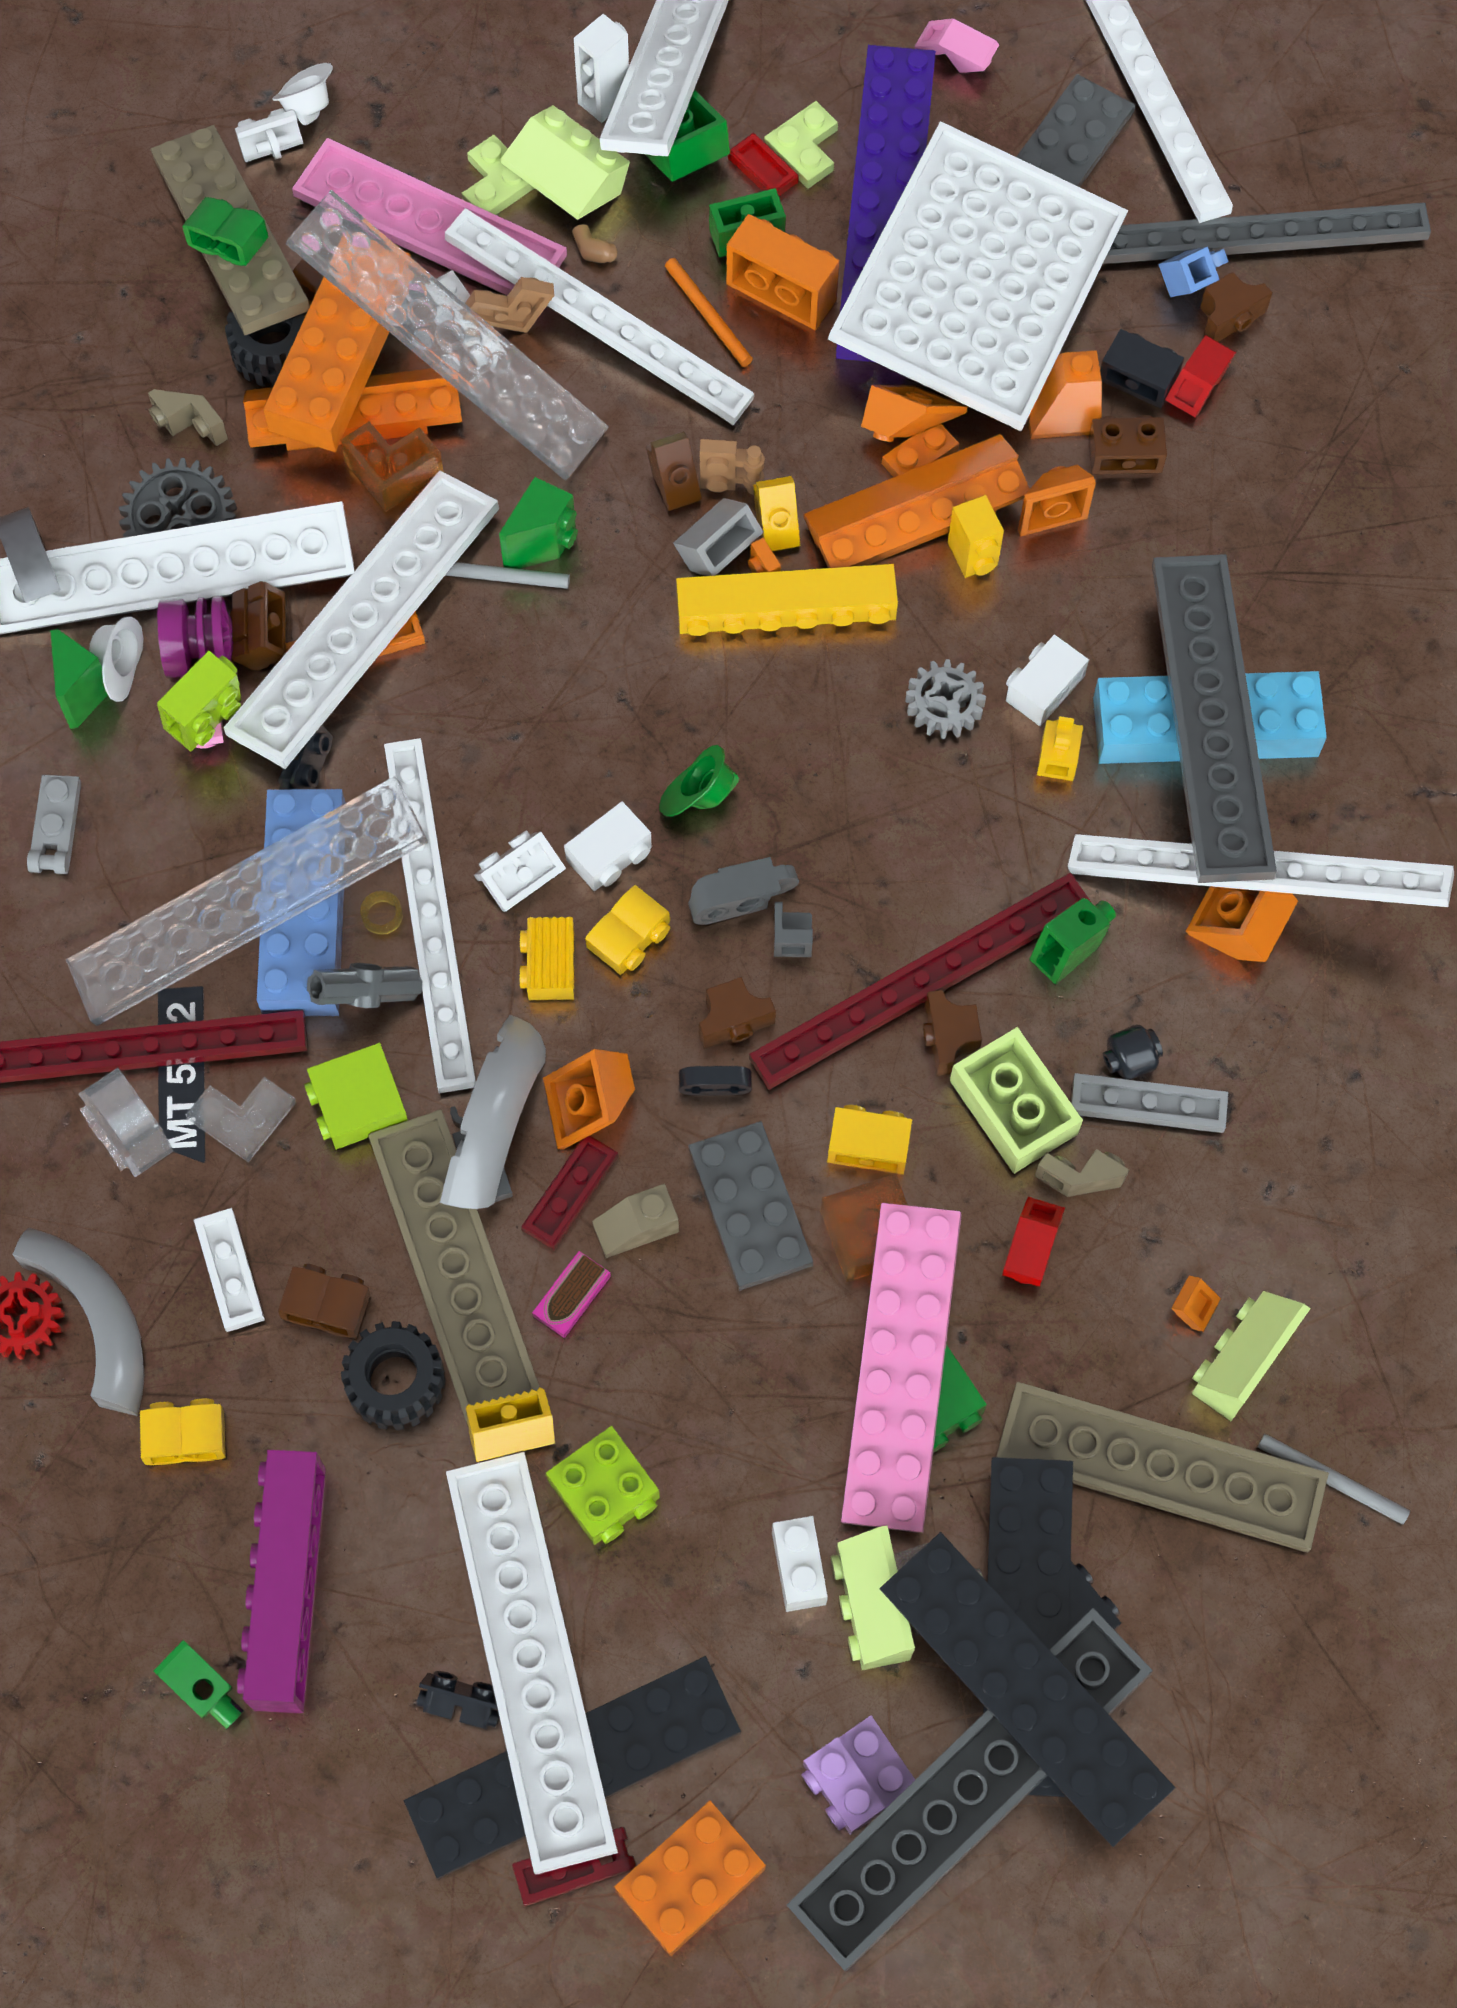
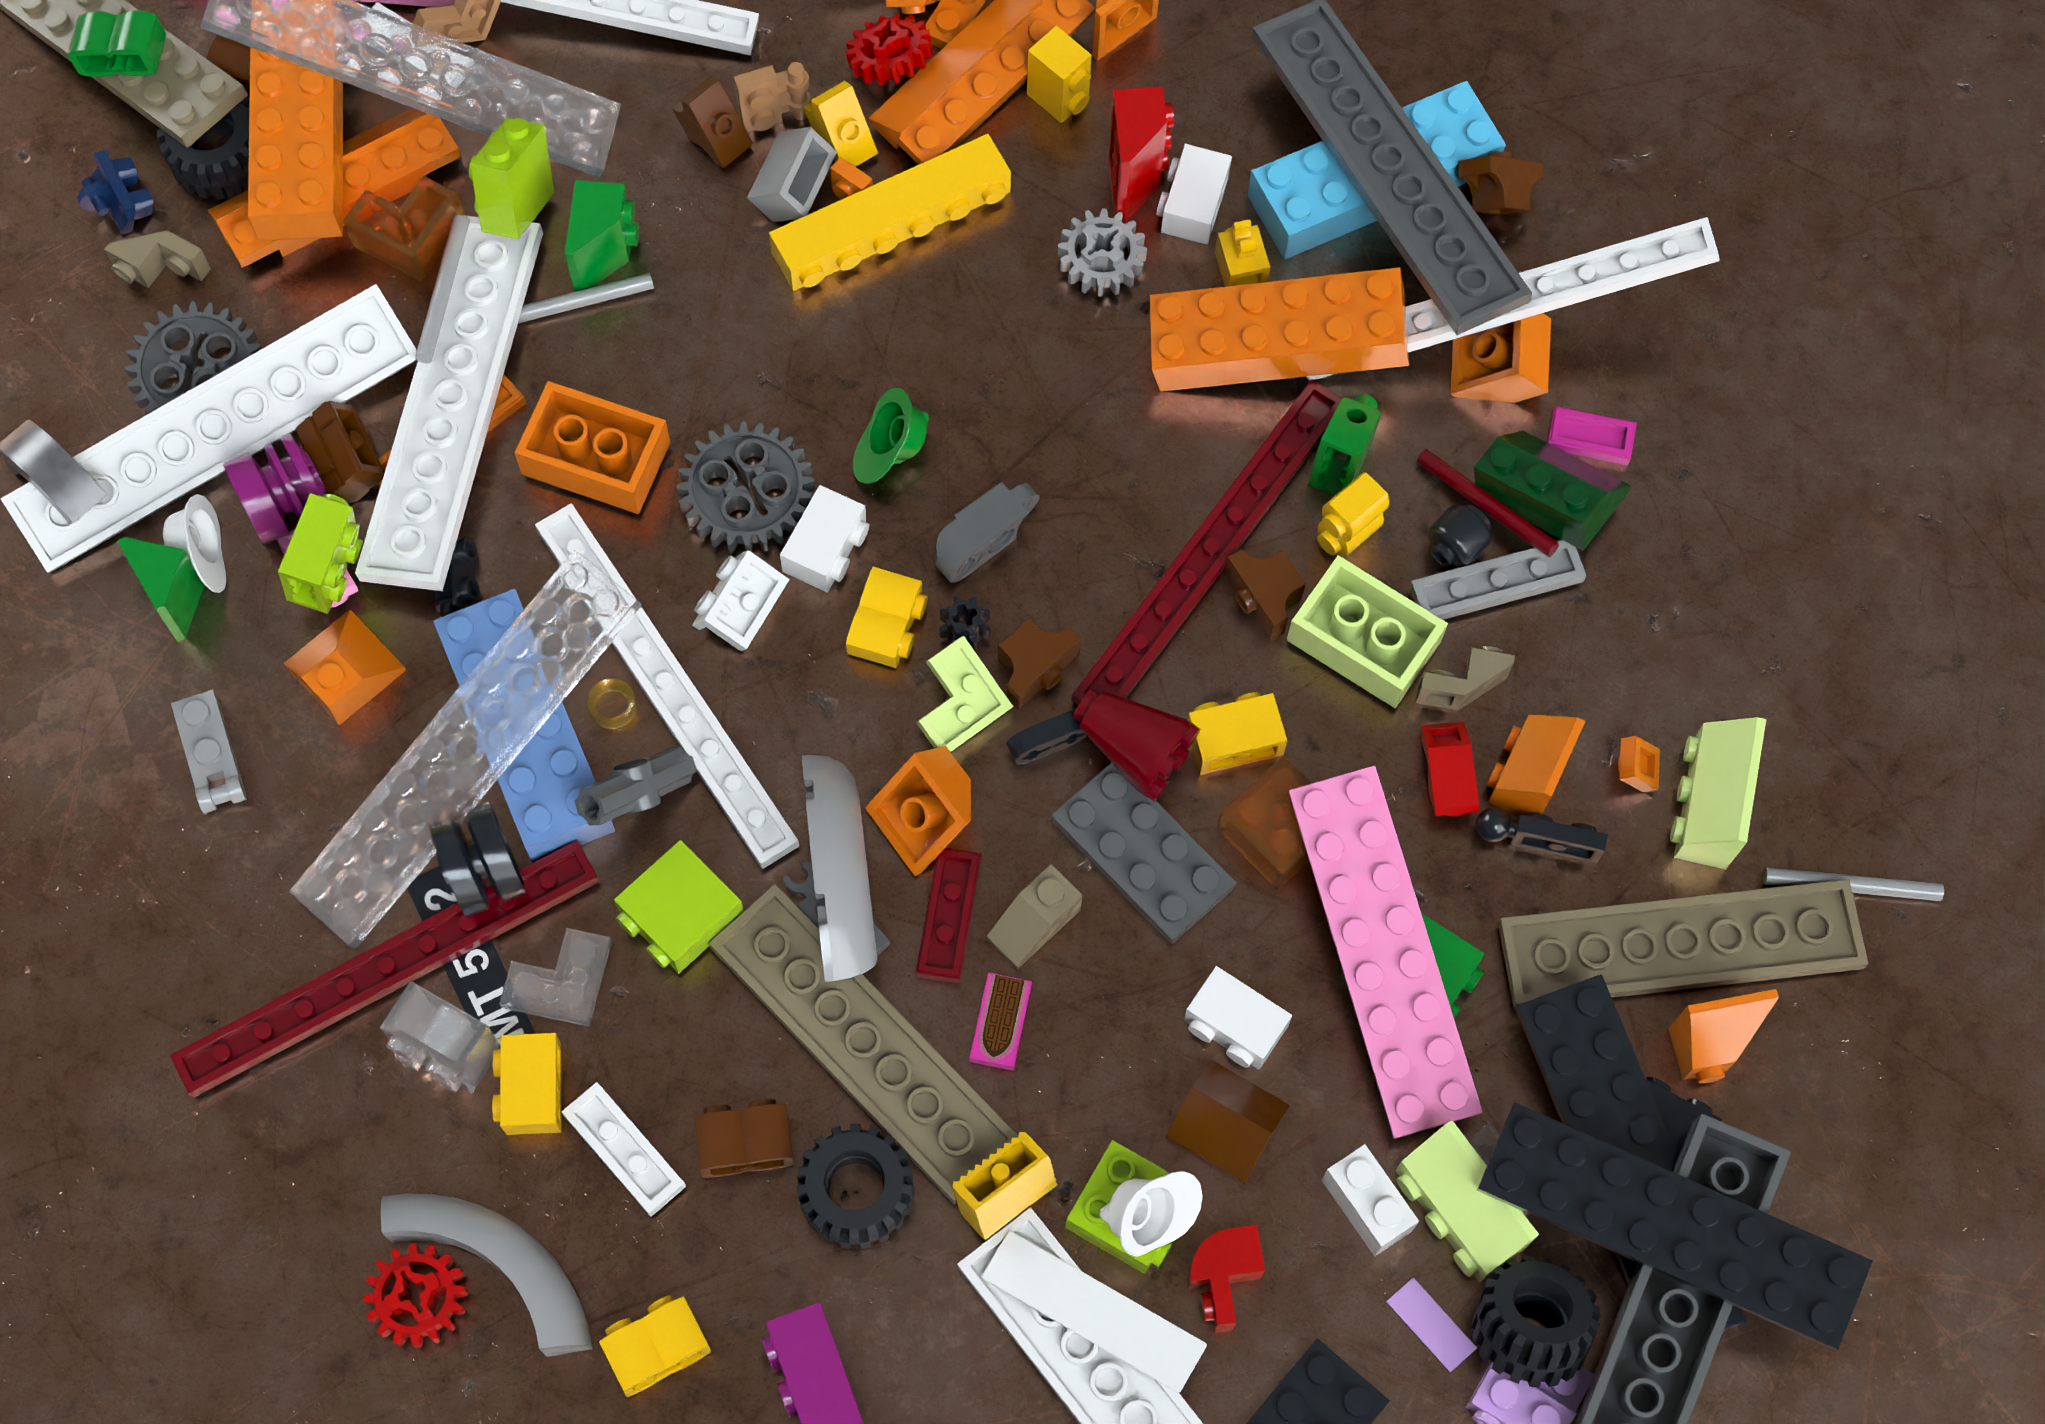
camera: 25 degrees left, 0 degrees up
(175, 348) = (107, 192): none -> dark blue hips
(179, 1187) = (528, 1084): none -> yellow brick
(187, 799) = (344, 667): none -> orange slope
(213, 993) = (482, 858): none -> black wheel
(395, 525) = (442, 289): none -> light grey bar
(457, 699) = (593, 447): none -> orange brick
(488, 455) = (512, 178): none -> lime brick
(530, 785) = (712, 505): none -> dark grey gear
(534, 1555) = (1094, 1311): none -> white sticker
(549, 958) = (815, 679): yellow brick -> none
(613, 1495) = (1153, 1211): none -> white piece
(659, 1560) = (1221, 1260): none -> red brick
(668, 1026) = (973, 698): none -> yellowish green plate
(682, 952) = (971, 614): none -> black gear
(716, 1450) = (1227, 1121): none -> reddish brown slope
(761, 1372) = (1236, 1019): none -> white brick
(782, 1111) = (1137, 738): none -> dark red cone
(792, 933) = (1056, 553): dark grey panel -> none
(806, 1686) = (1431, 1324): none -> lavender sticker
(846, 462) = (889, 49): none -> red gear
(867, 1739) = (1527, 1349): none -> black tyre
(1009, 623) = (1138, 146): none -> red slope
(1047, 1000) = (1352, 516): none -> yellow brick
(1058, 820) = (1279, 330): none -> orange brick
(1085, 1326) = (1542, 834): none -> black plate
(1104, 1267) = (1534, 764): none -> orange slope
(1152, 1551) = (1715, 1033): none -> orange slope
(1171, 1034) = (1488, 503): none -> dark red bar
(1228, 1040) = (1549, 487): none -> dark green slope
(1289, 1013) = (1592, 435): none -> dark pink tile
(1308, 768) = (1500, 182): none -> reddish brown brick

